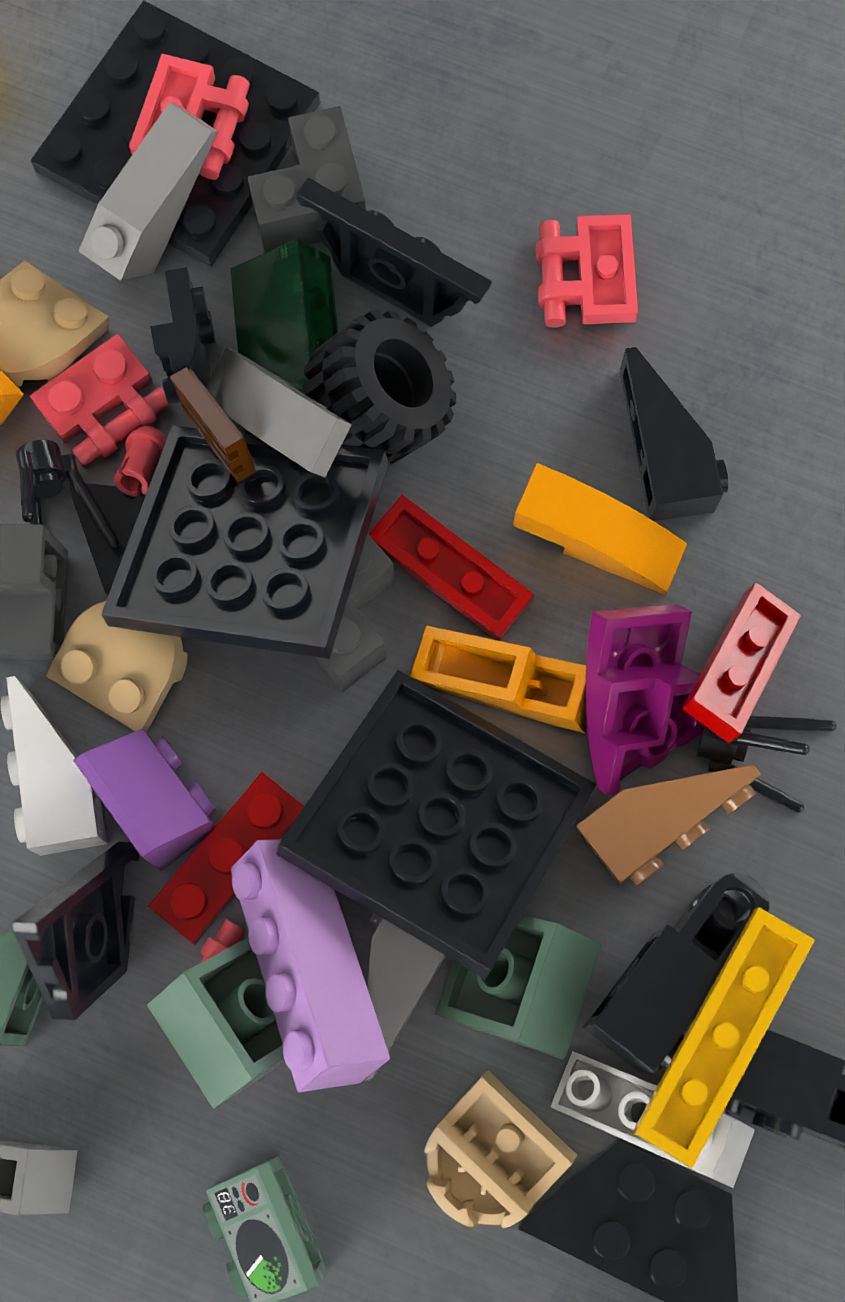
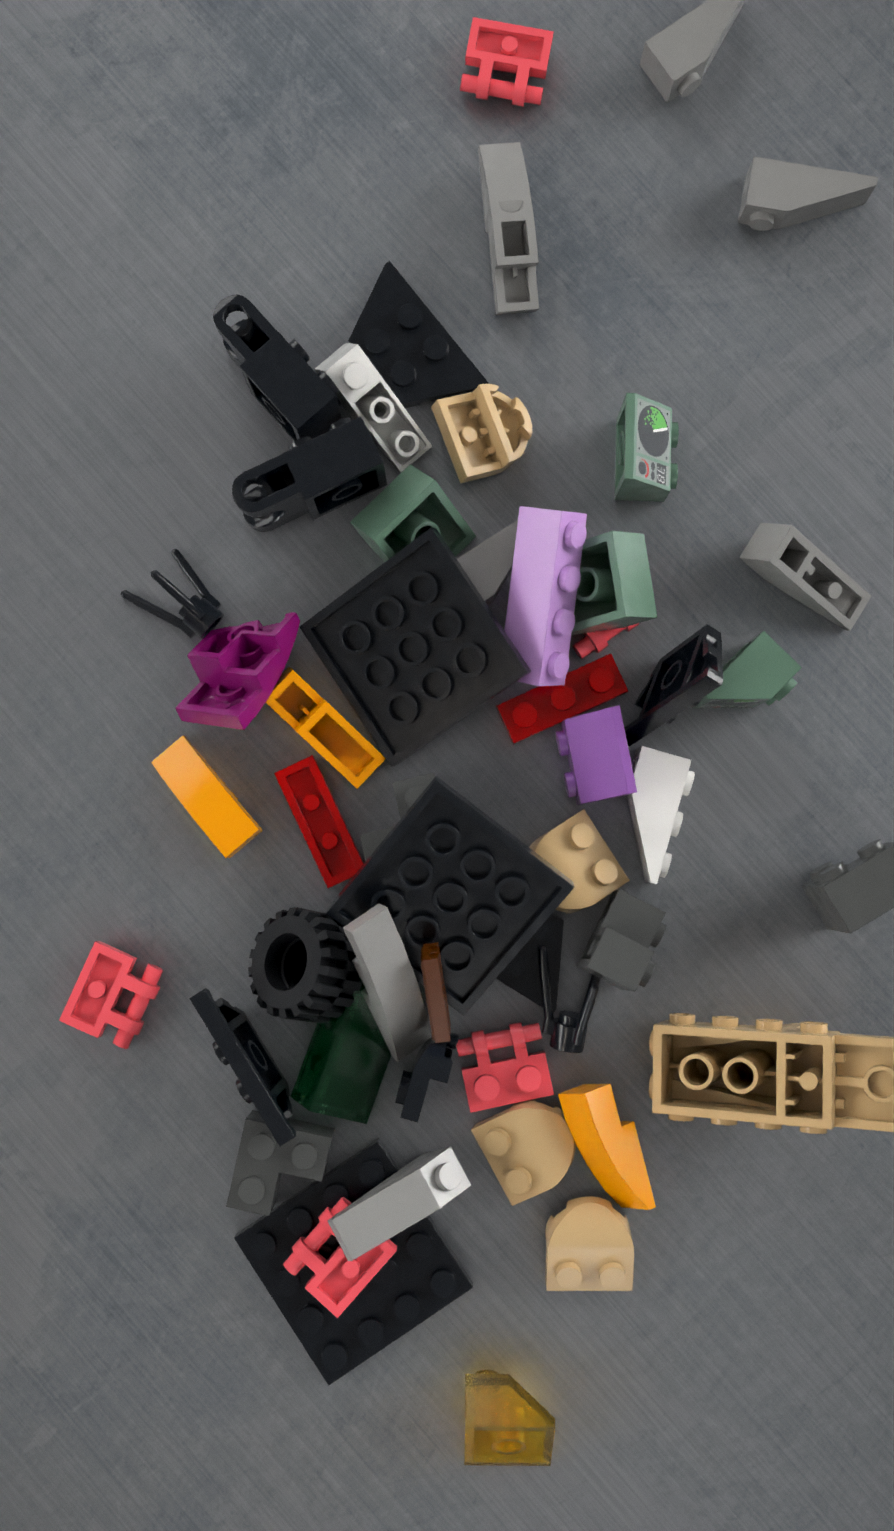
camera: 155 degrees left, 10 degrees up
(139, 464) = (490, 1011): coral pin -> none
(649, 818) = (274, 585): medium nougat slope -> none
(670, 447) = (126, 831): black slope -> none
(723, 1037) = (307, 412): yellow plate -> none
(741, 663) = (161, 655): plate -> none

